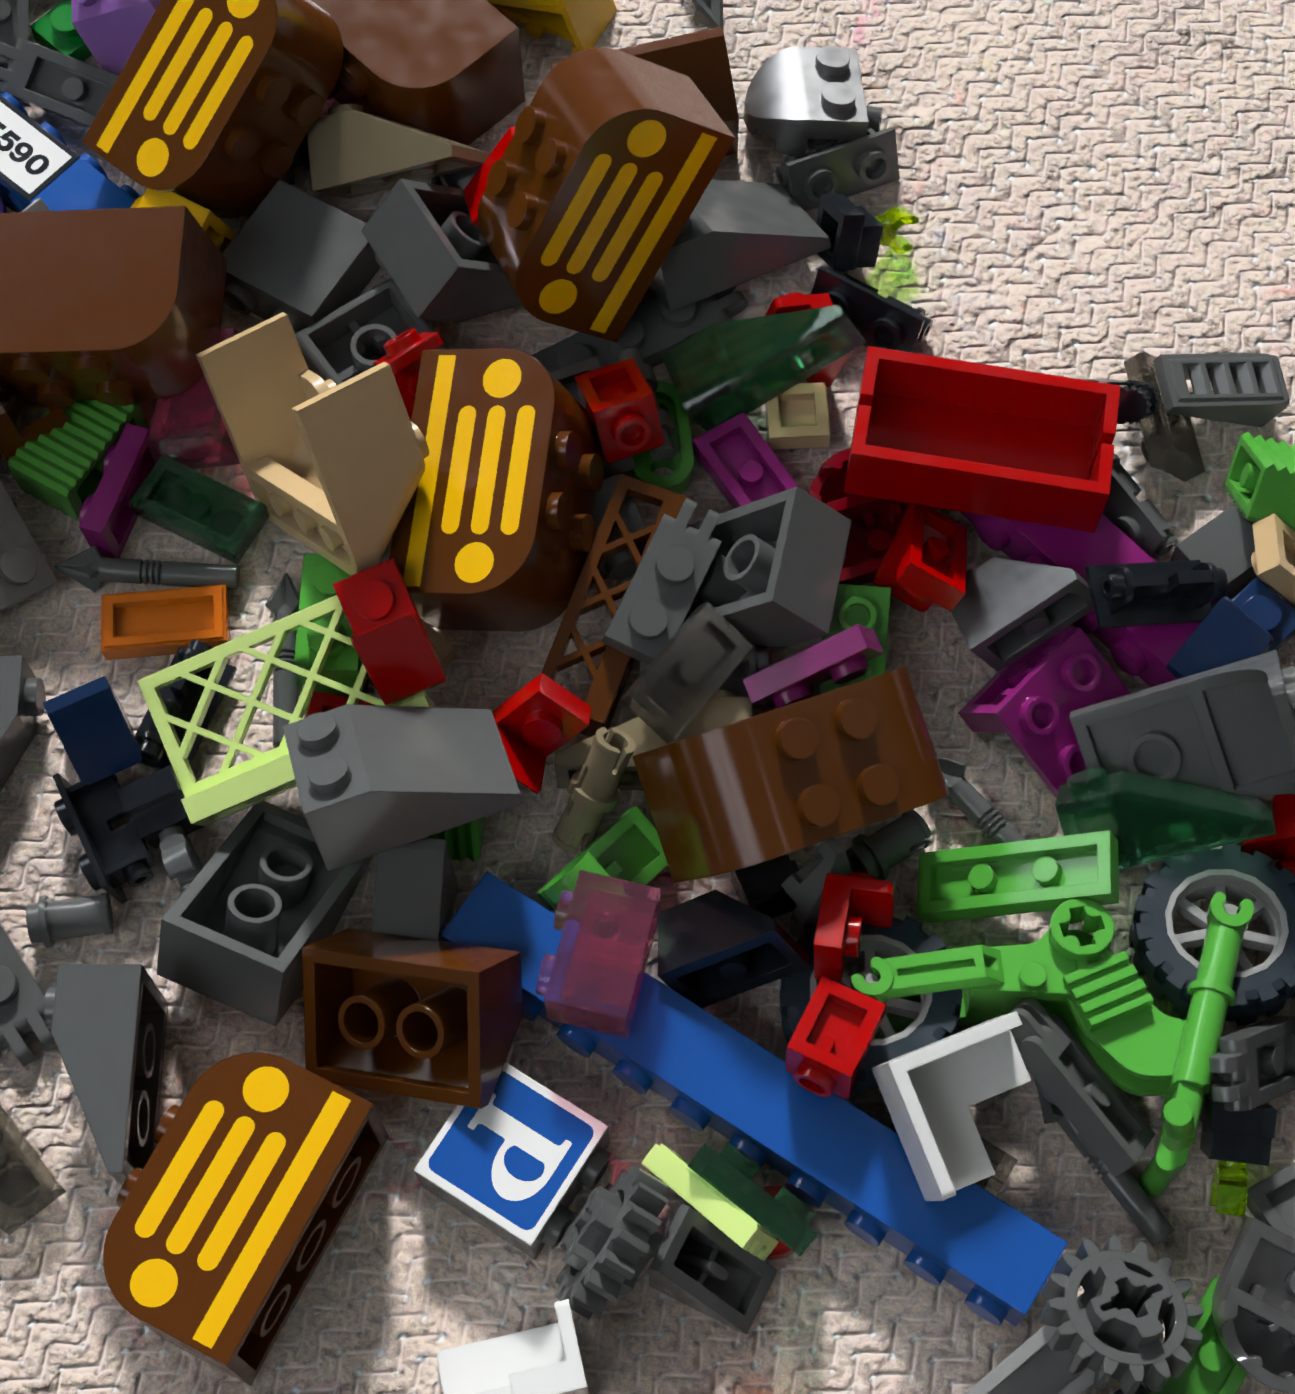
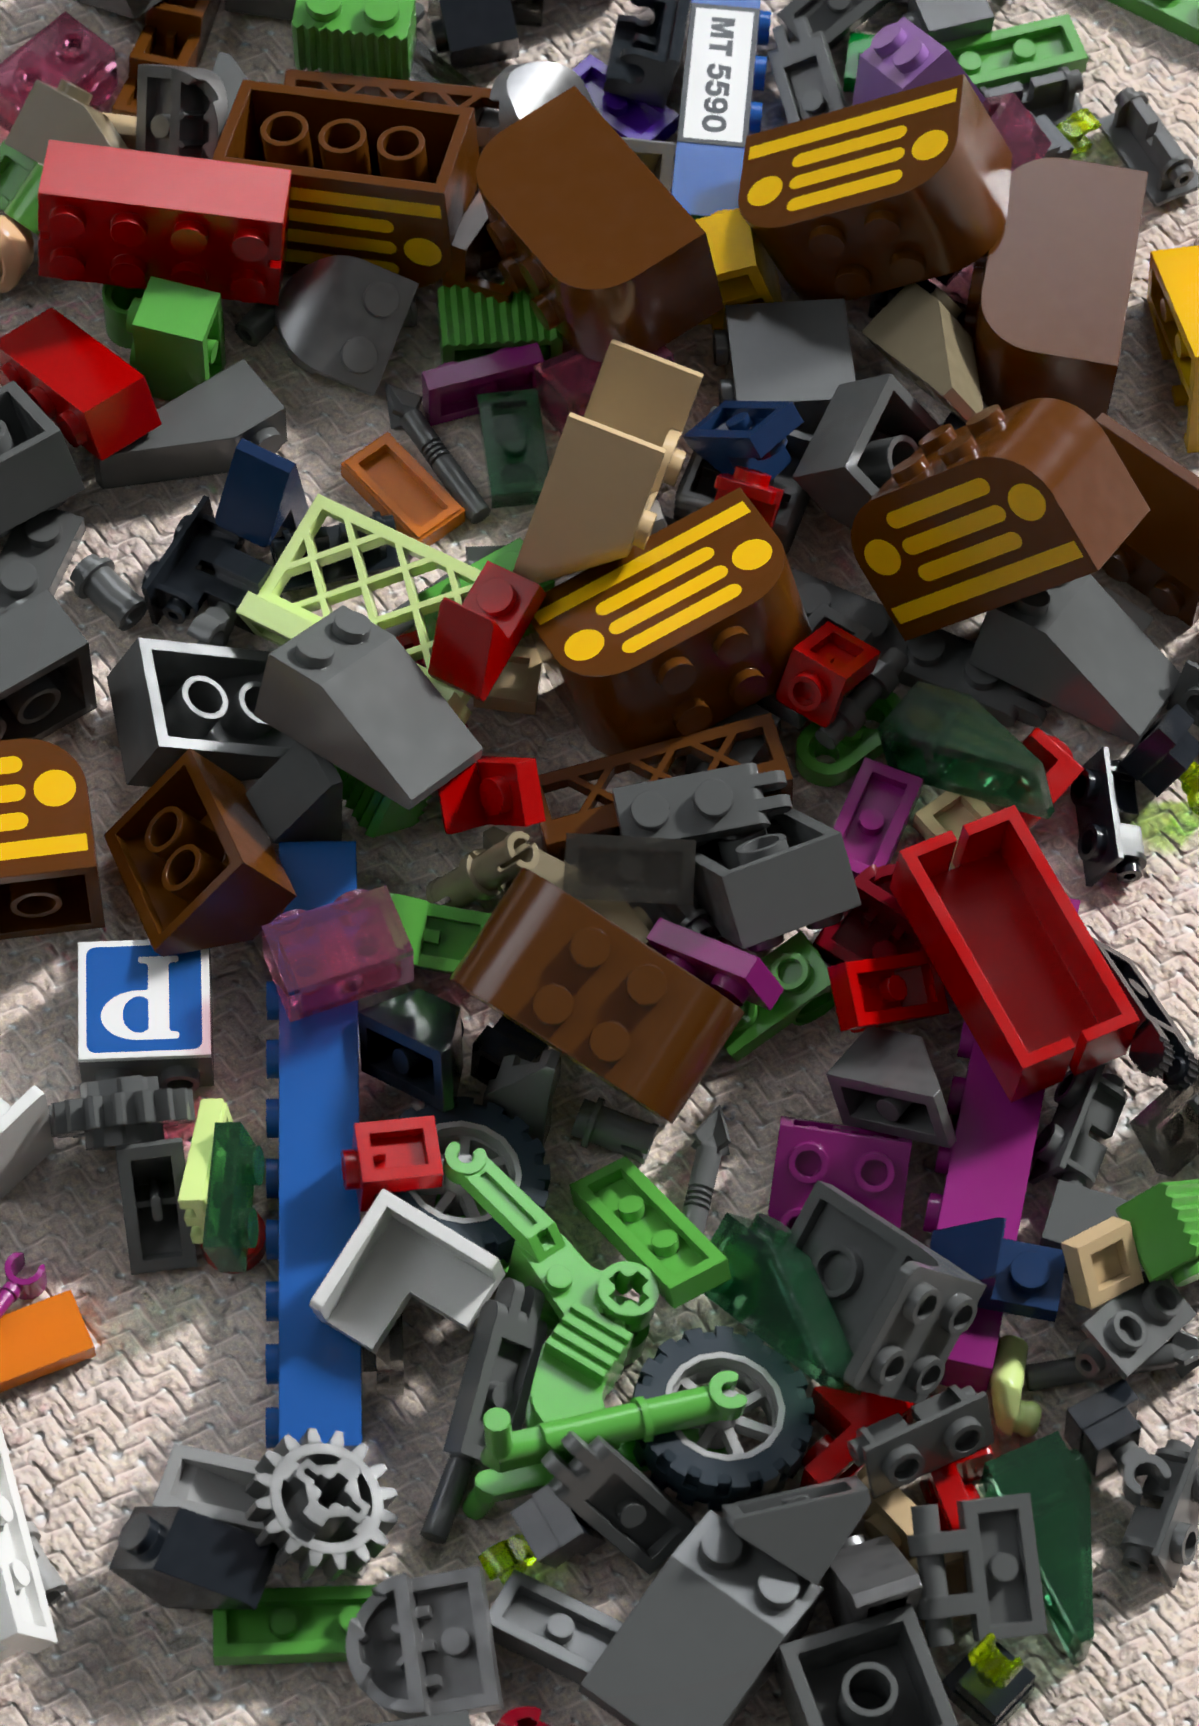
camera: 50 degrees right, 5 degrees down
(354, 323) = (746, 435): none -> dark blue slope
(845, 907) = (496, 1103): red bracket -> none
(1154, 592) = (980, 1172): black hinge -> none

